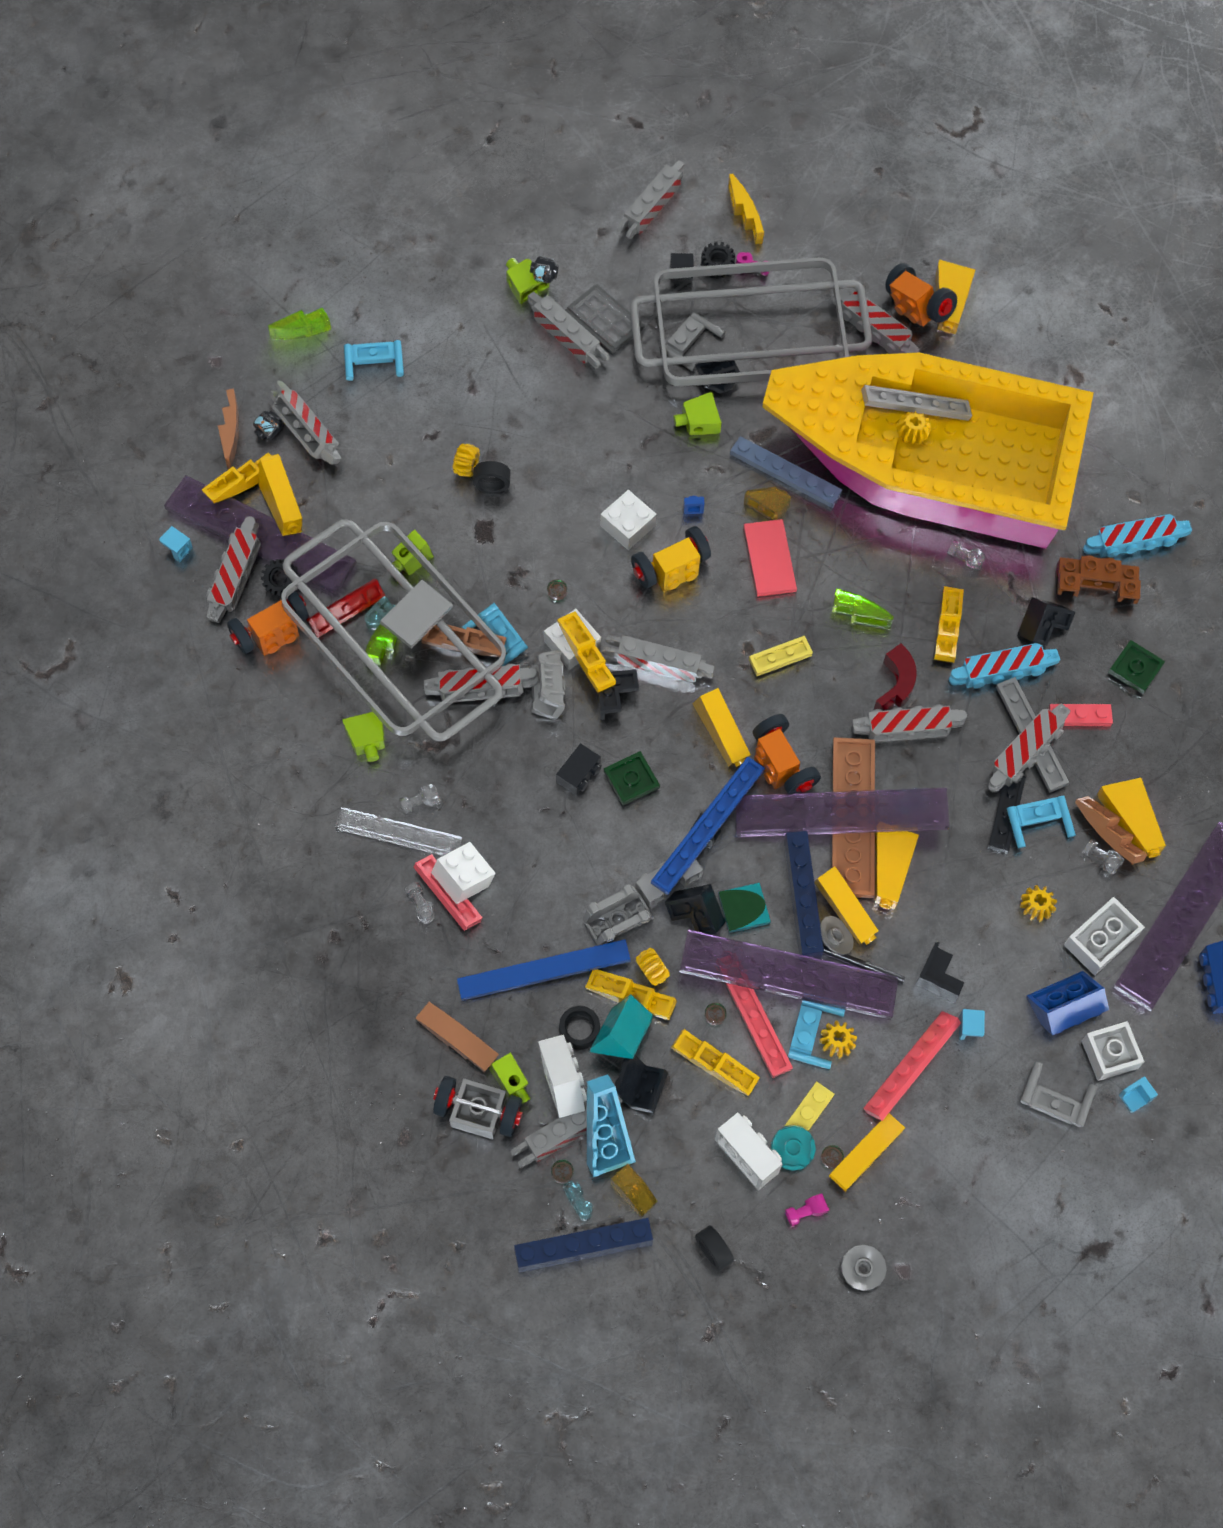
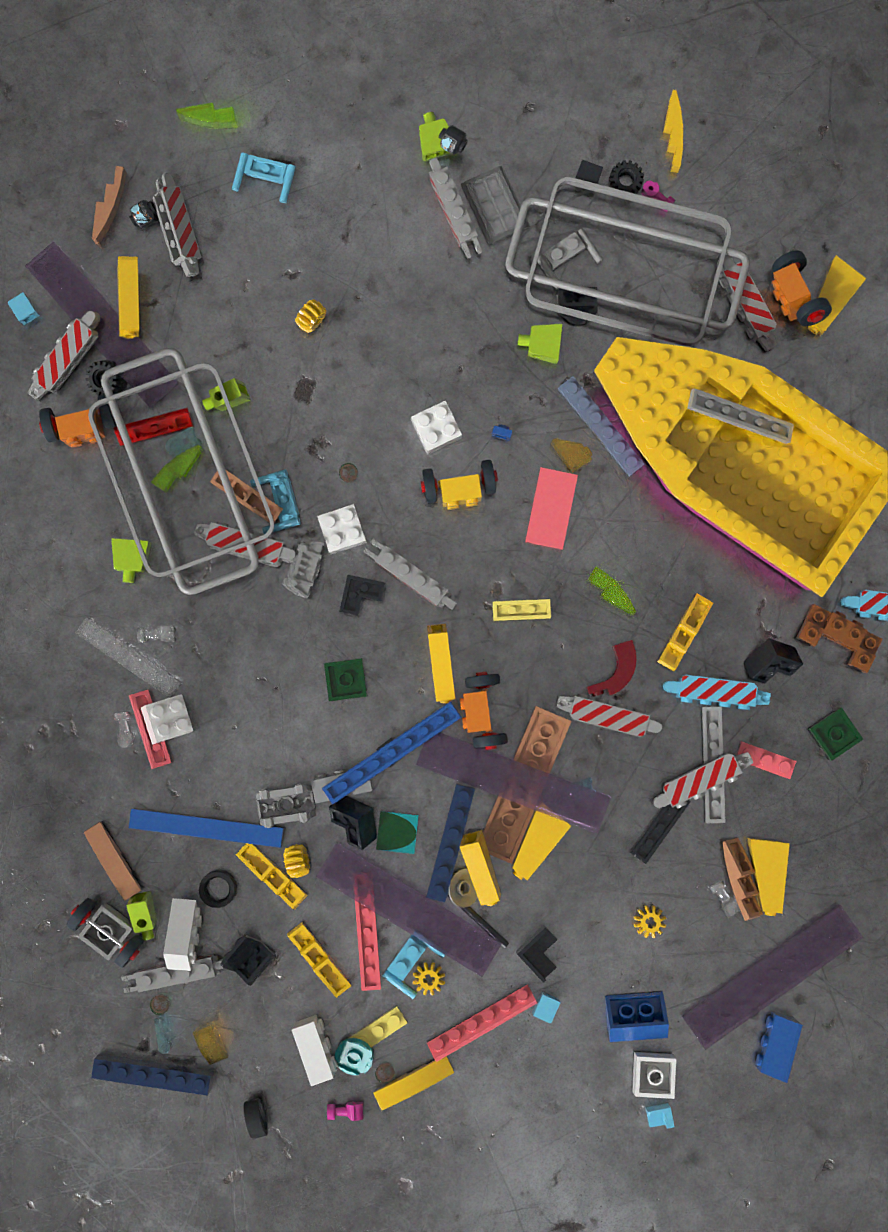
camera: 20 degrees right, 20 degrees up
(233, 481) = (98, 264): yellow slope -> none
(416, 614) = (204, 467): light grey tile -> none
(491, 477) = (327, 342): black tyre -> none
(578, 769) = (301, 656): black brick -> none
(586, 652) = (345, 553): yellow slope -> none
(606, 1129) = (202, 994): medium azure wedge -> none
(623, 1029) = (248, 910): teal slope -> none
(652, 200) = (588, 91): light grey hinge -> none
(715, 1014) = (336, 916): tile -> none
(863, 1256) = (371, 1185): light grey dish -> none
(913, 427) = (718, 443): yellow gear -> none
(974, 557) = (735, 576): clear leg -> none
(1037, 813) = (687, 840): medium azure plate -> none
(1055, 1103) = (587, 1099): light grey plate -> none
(1104, 936) = (692, 973): white brick -> none

